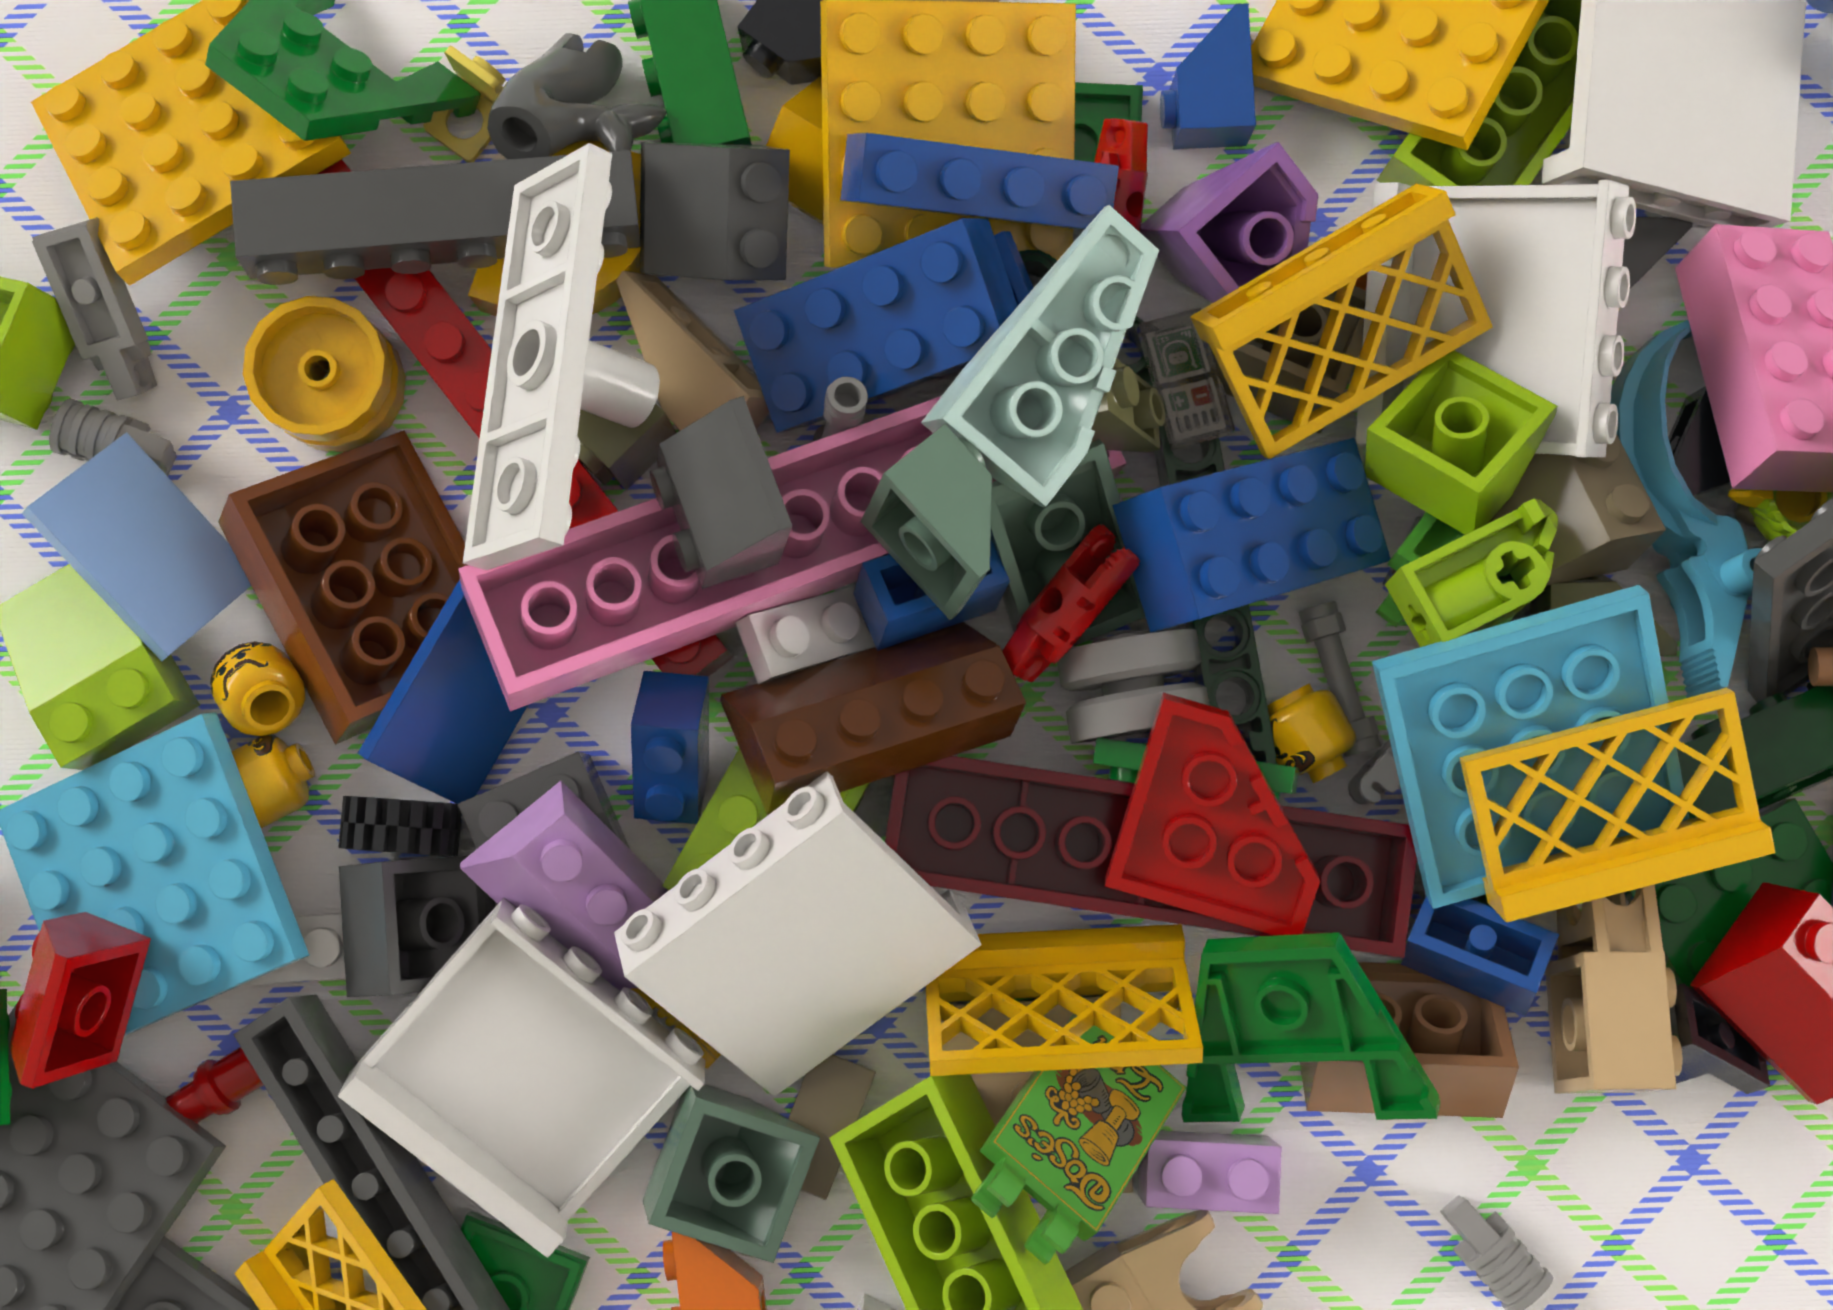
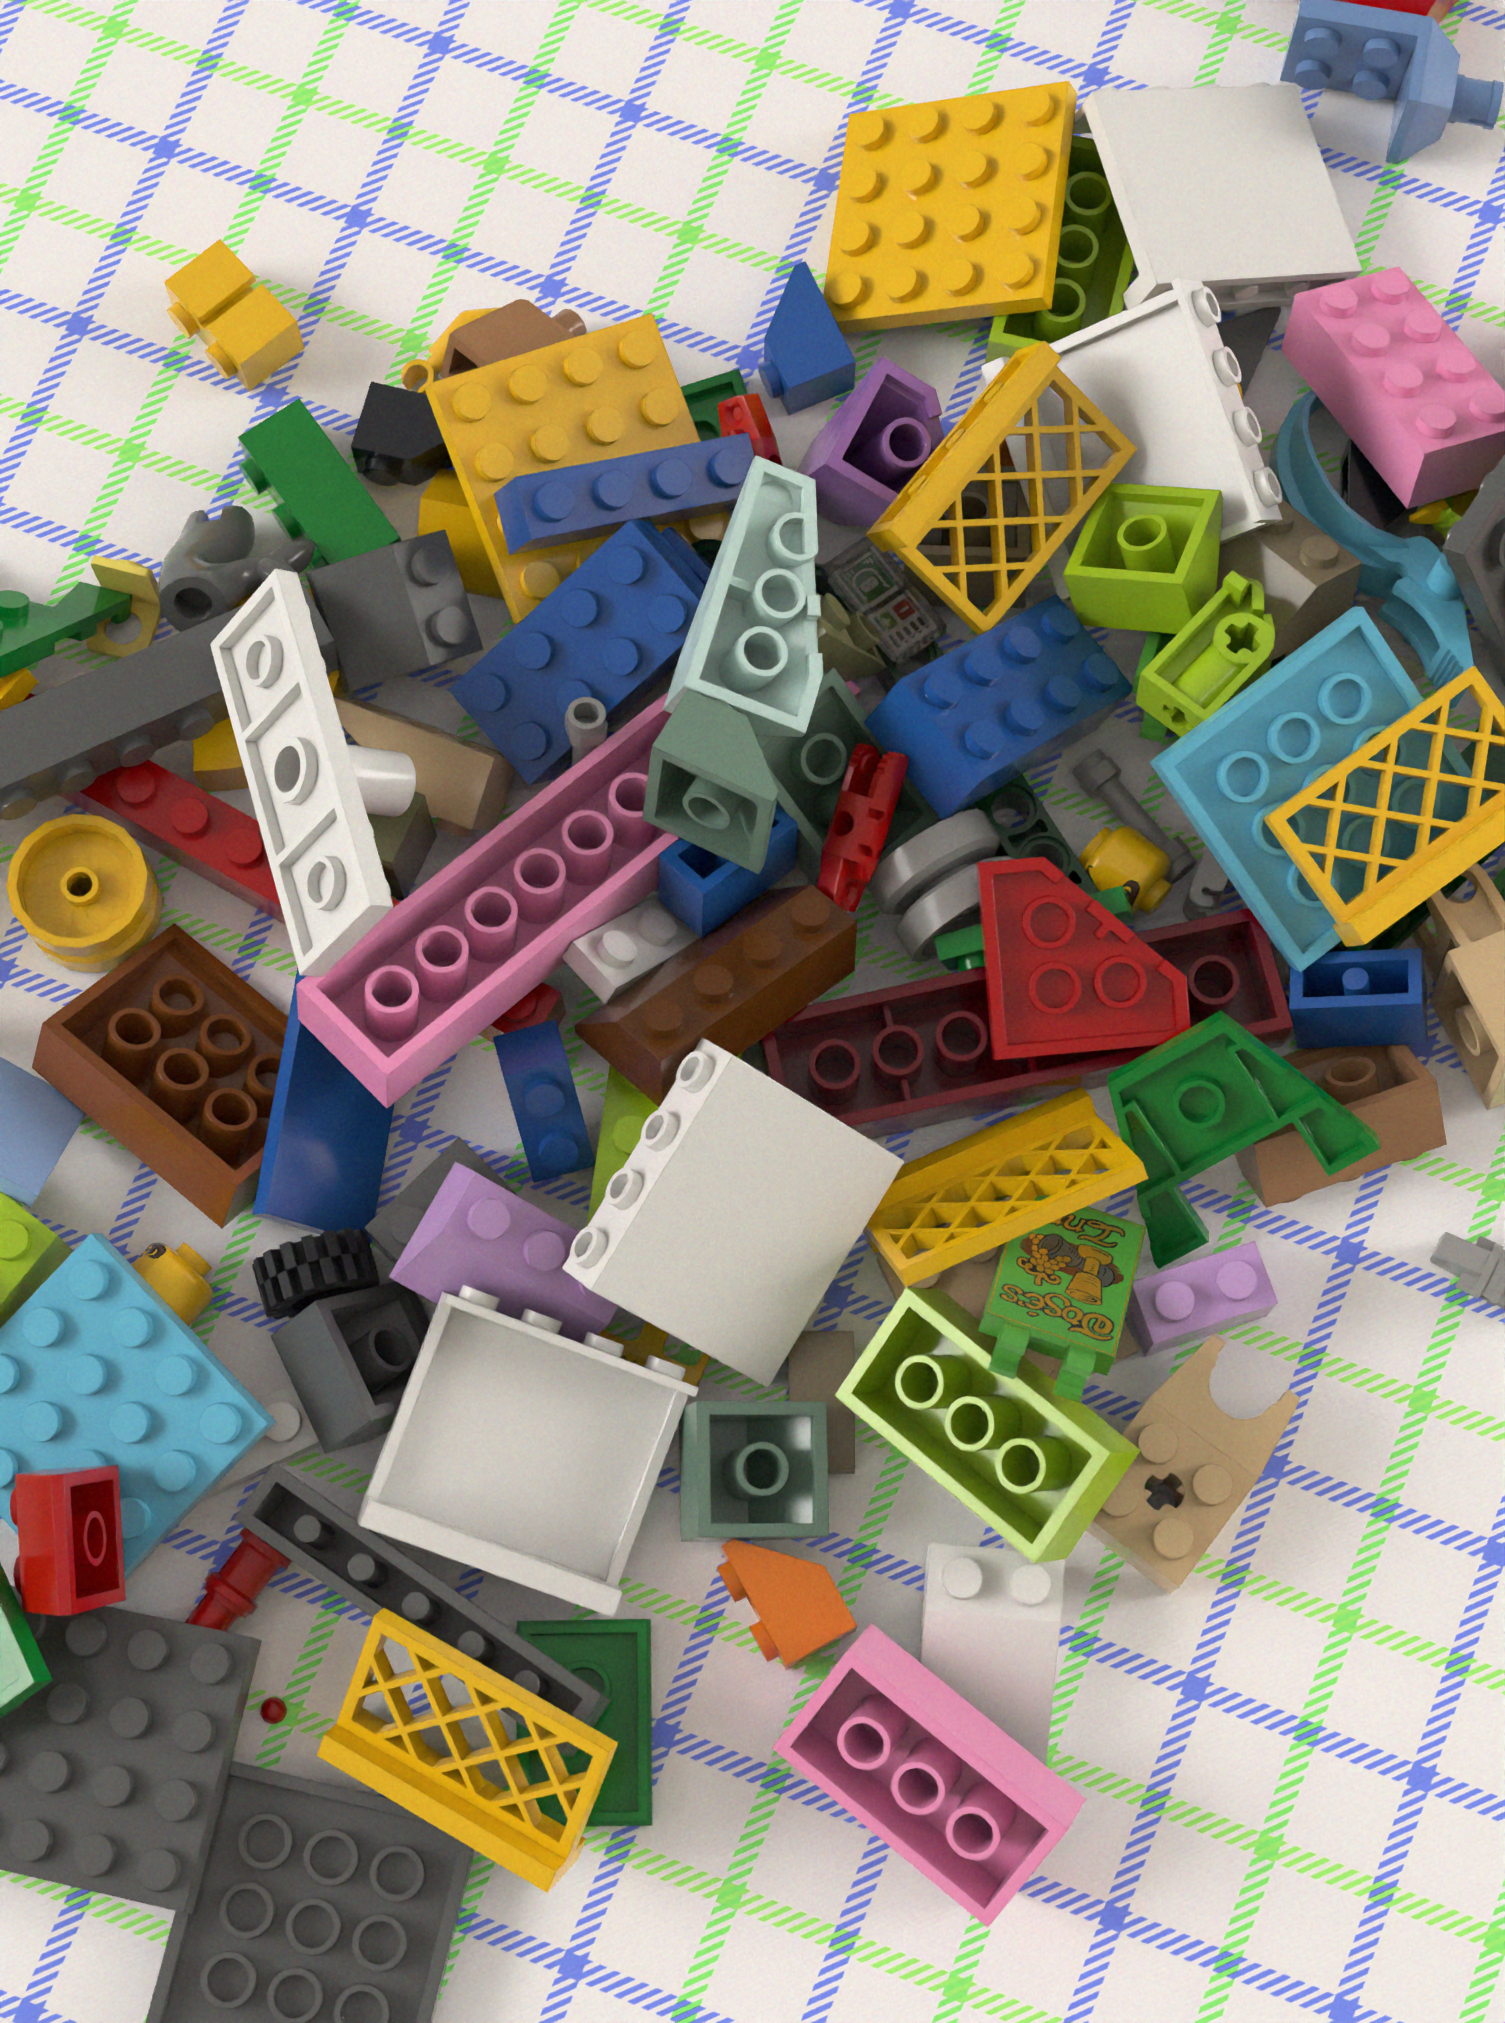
camera: 20 degrees left, 10 degrees down
(221, 1202) = (273, 1710): none -> red piece
(257, 688) = (129, 1202): yellow head -> none
(722, 496) = (514, 829): dark grey slope -> none

